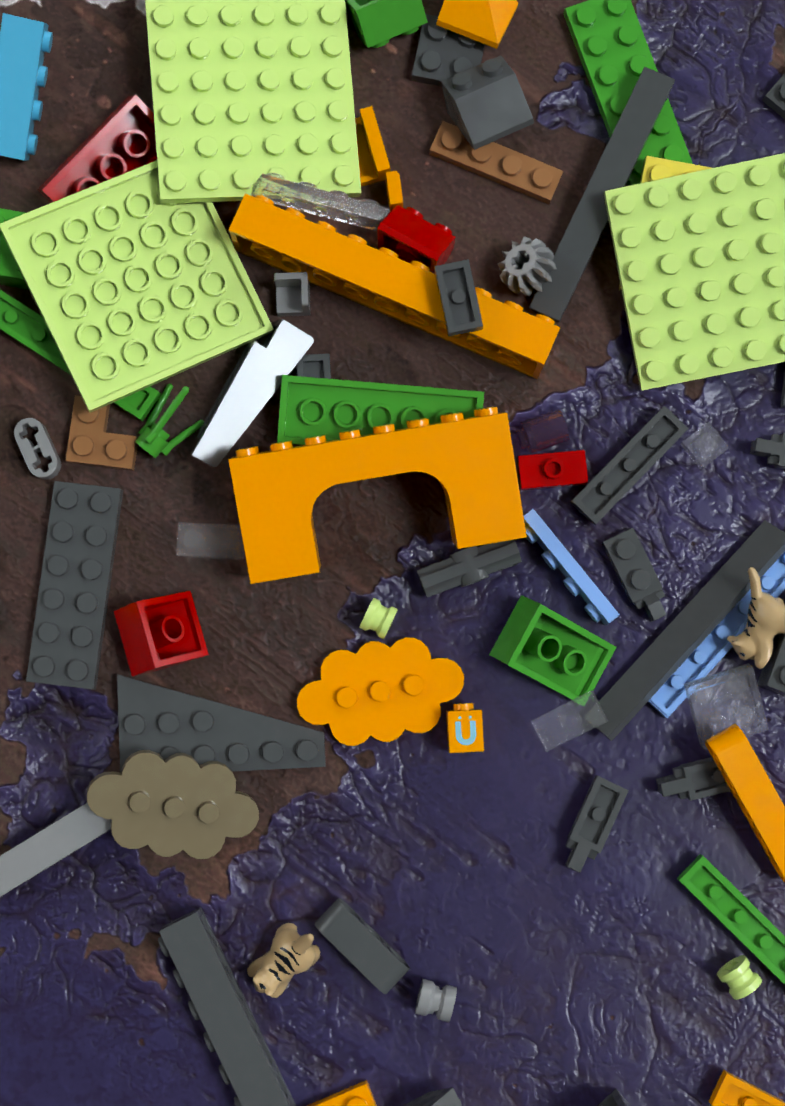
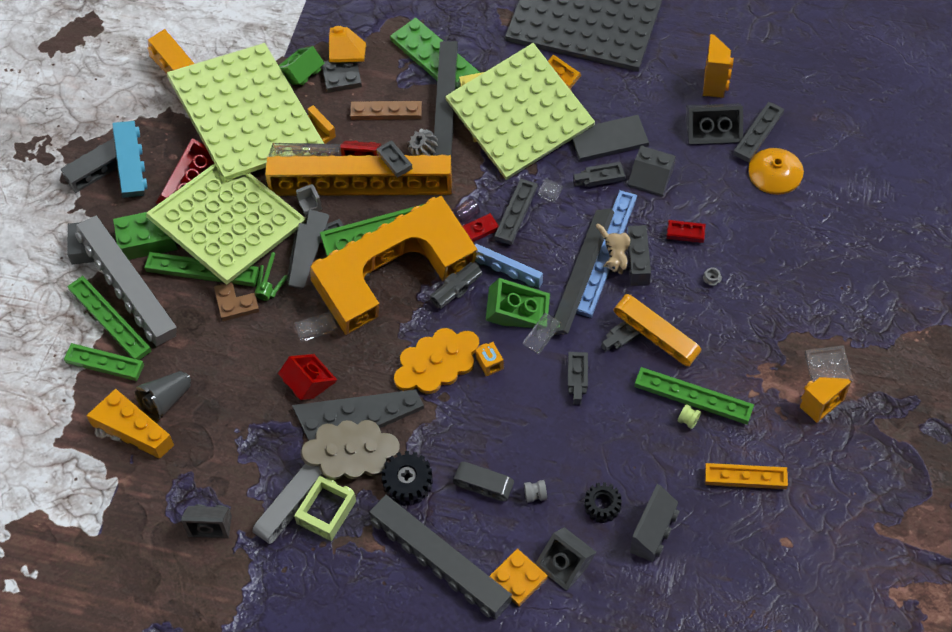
camera: 20 degrees left, 25 degrees down
(30, 451) = (201, 321): light grey beam -> none
(71, 906) = (316, 525): none -> yellowish green window
(74, 585) = (250, 375): dark grey plate -> none
(268, 882) = (418, 483): none -> black bush
(288, 956) = (446, 500): tan animal -> none
(378, 618) = (420, 325): yellowish green wheel -> none
(394, 189) = (339, 136): light orange tile -> none
(486, 102) = (369, 83): dark grey slope -> none
(539, 1085) = (605, 491): none -> black tyre
(635, 573) = (543, 257): dark grey hinge -> none
(726, 700) = (613, 290): clear plate -> none

